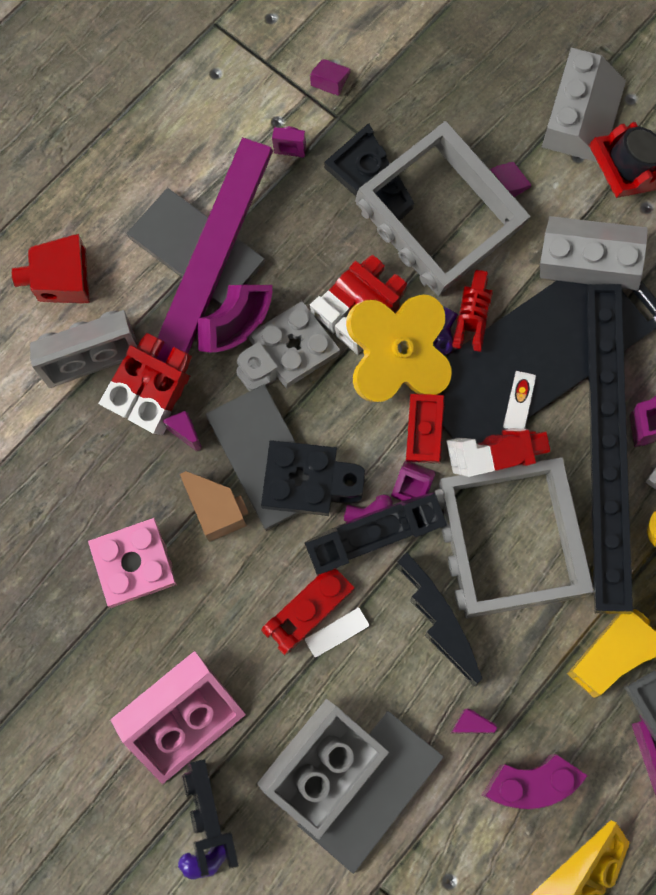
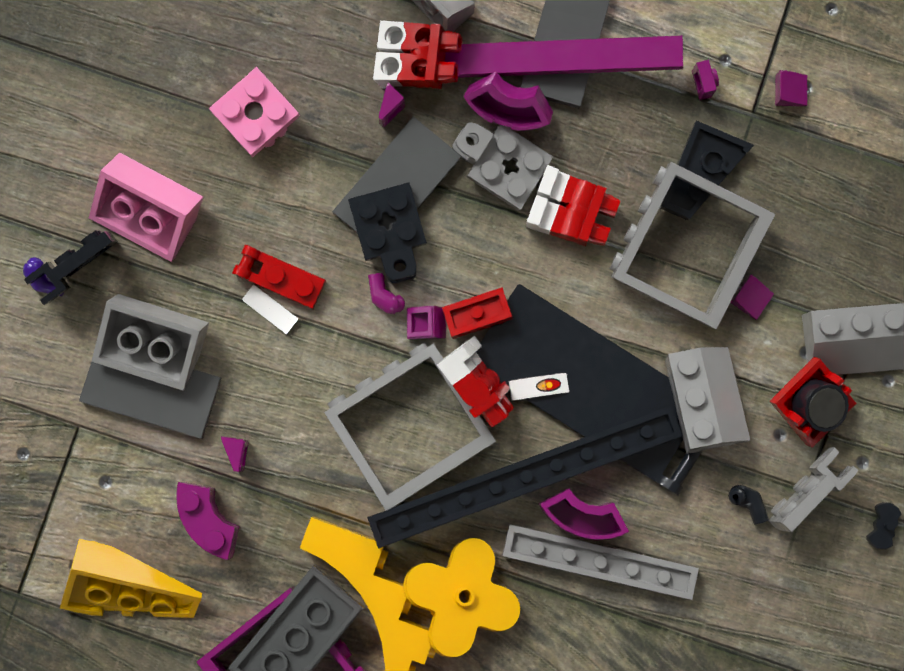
camera: 55 degrees right, 10 degrees up
(214, 506) = (333, 159): medium nougat slope -> none
(375, 531) = (365, 303): black slope -> none
(383, 366) = (541, 237): yellow plant -> none
(444, 340) = (574, 292): dark purple arm -> none
(446, 631) = (304, 400): black slope -> none
(474, 311) = (606, 313): red hinge -> none

